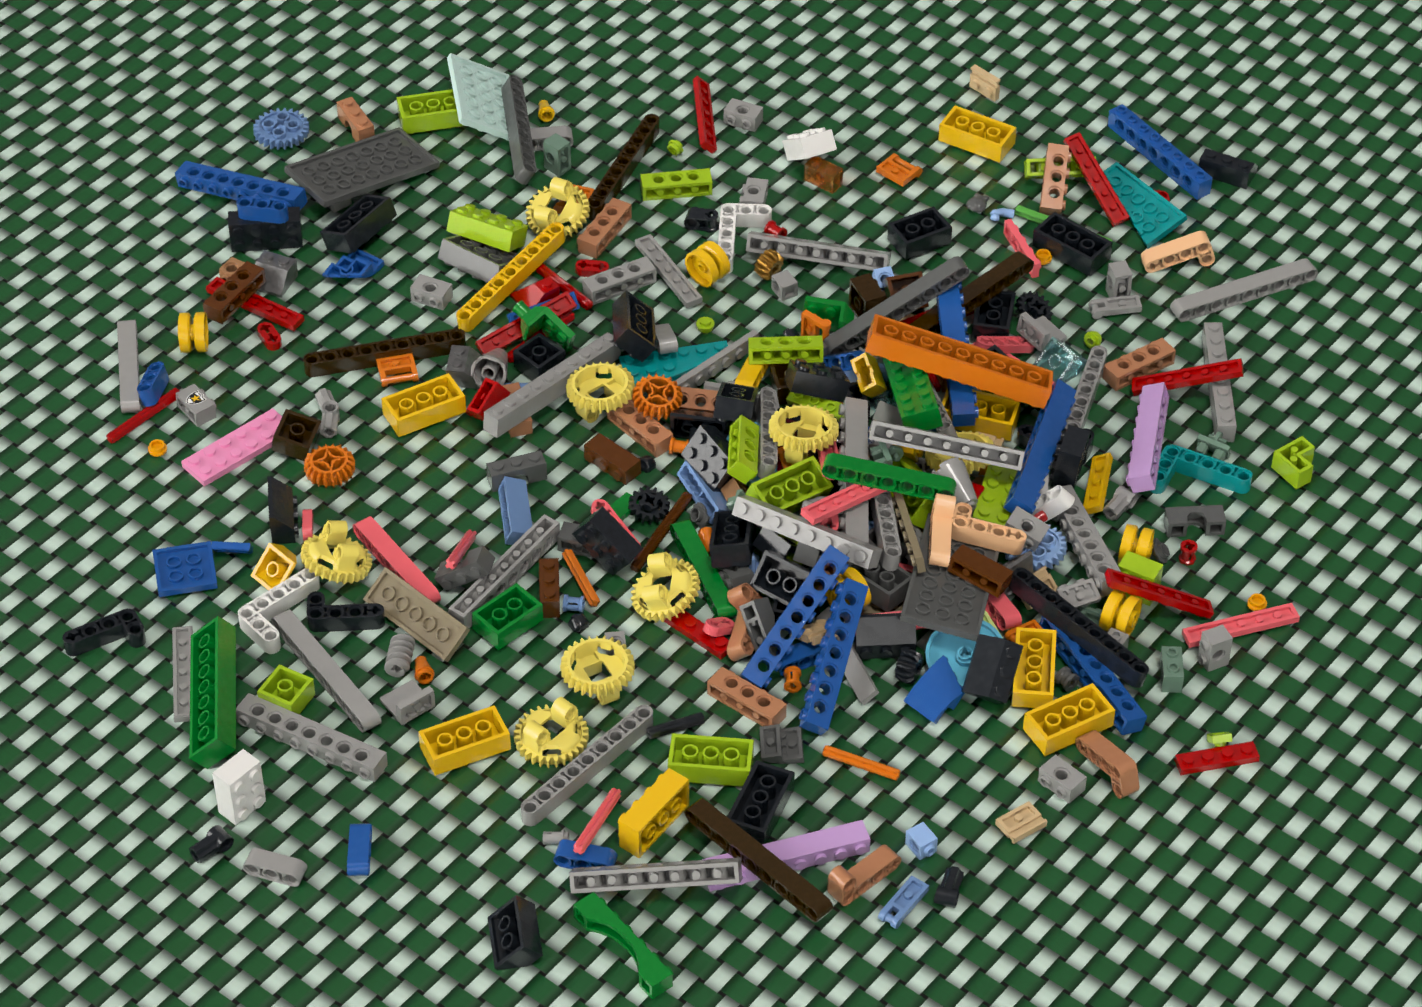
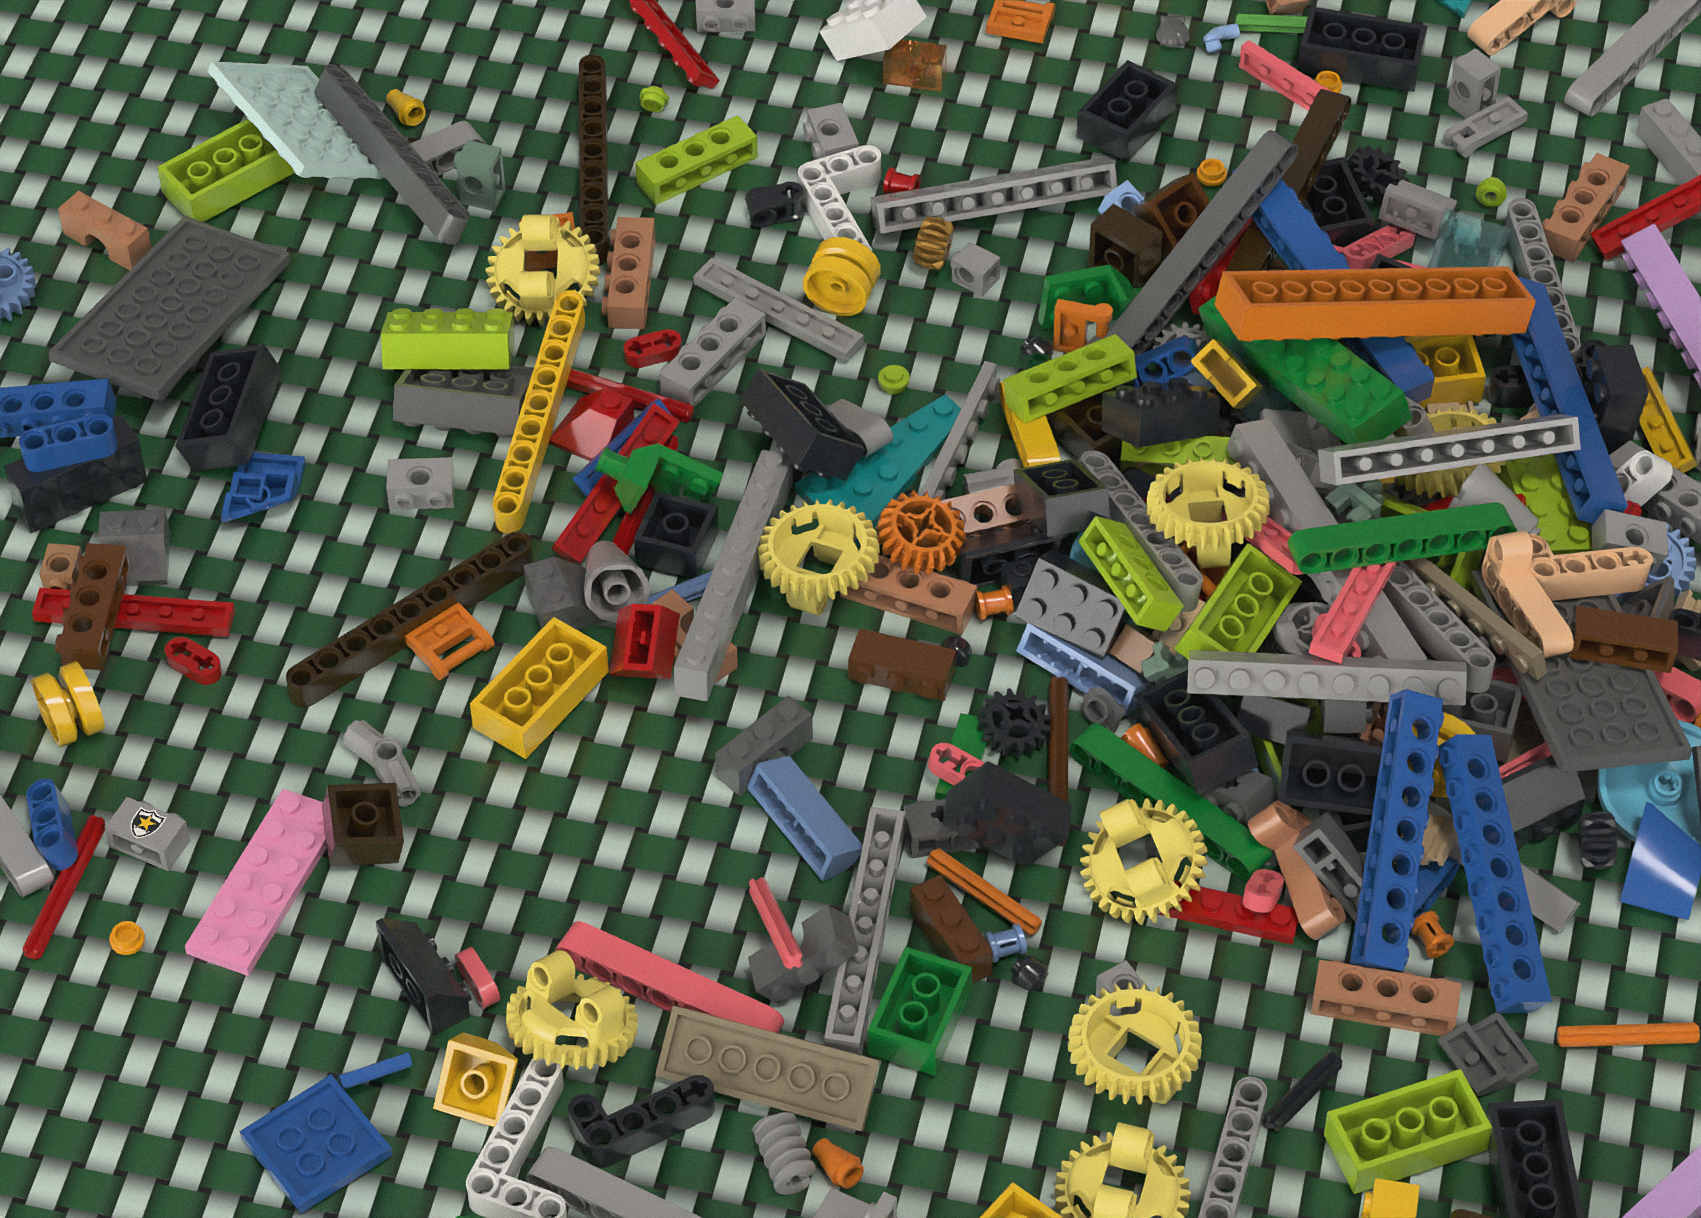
camera: 25 degrees left, 5 degrees up
(340, 469) = (449, 845): orange gear -> none

